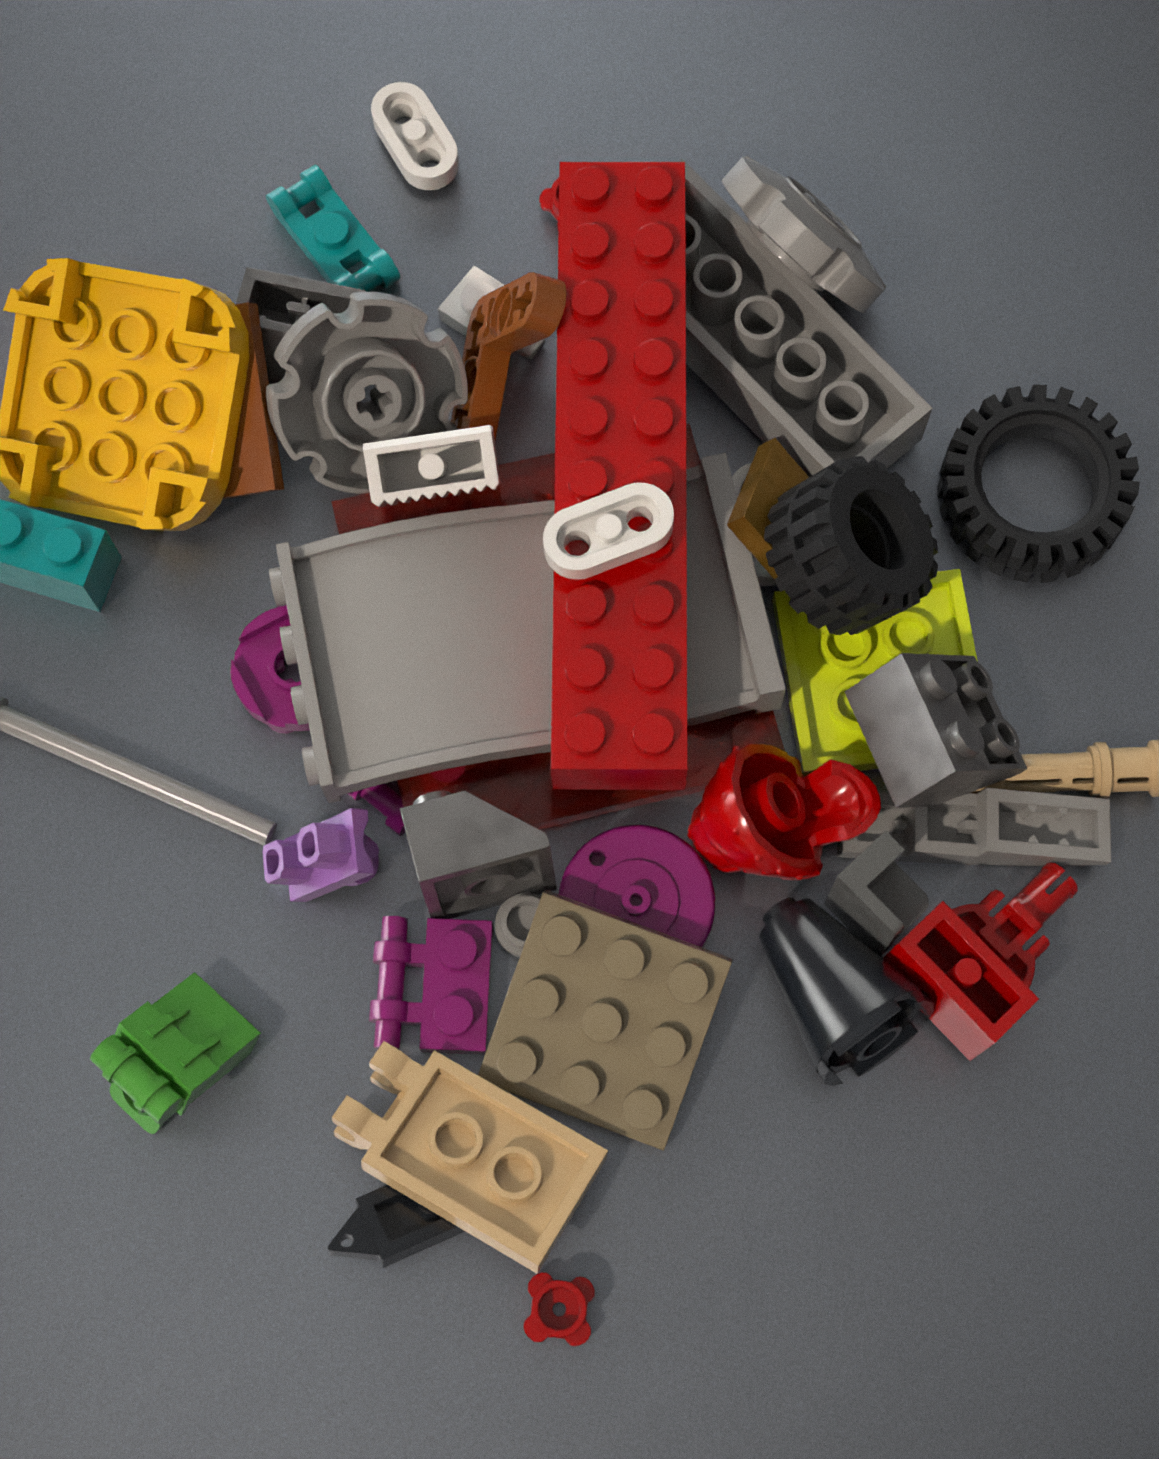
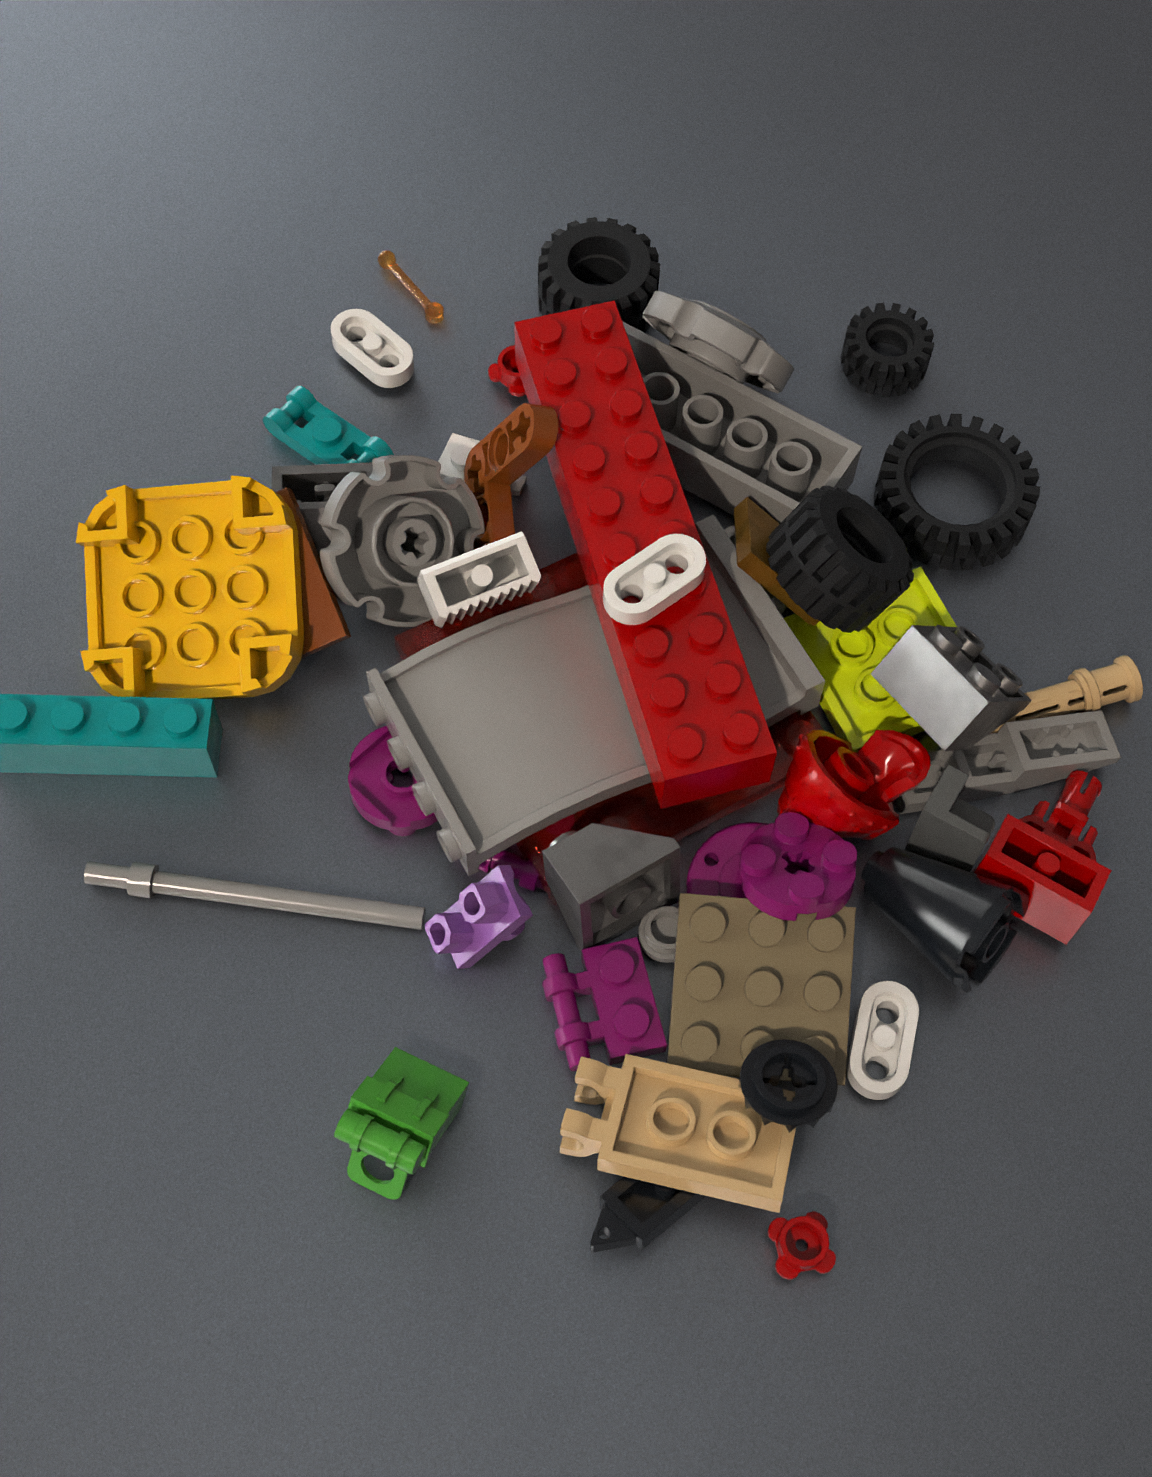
camera: 20 degrees left, 10 degrees down
(502, 102) = (433, 311): none -> clear orange hinge
(619, 1125) = (808, 1072): none -> black gear
(689, 867) = (800, 843): none -> magenta plate
(699, 76) = (598, 254): none -> black tyre
(721, 1112) = (881, 1042): none -> white plate
(1023, 251) = (889, 328): none -> black tyre

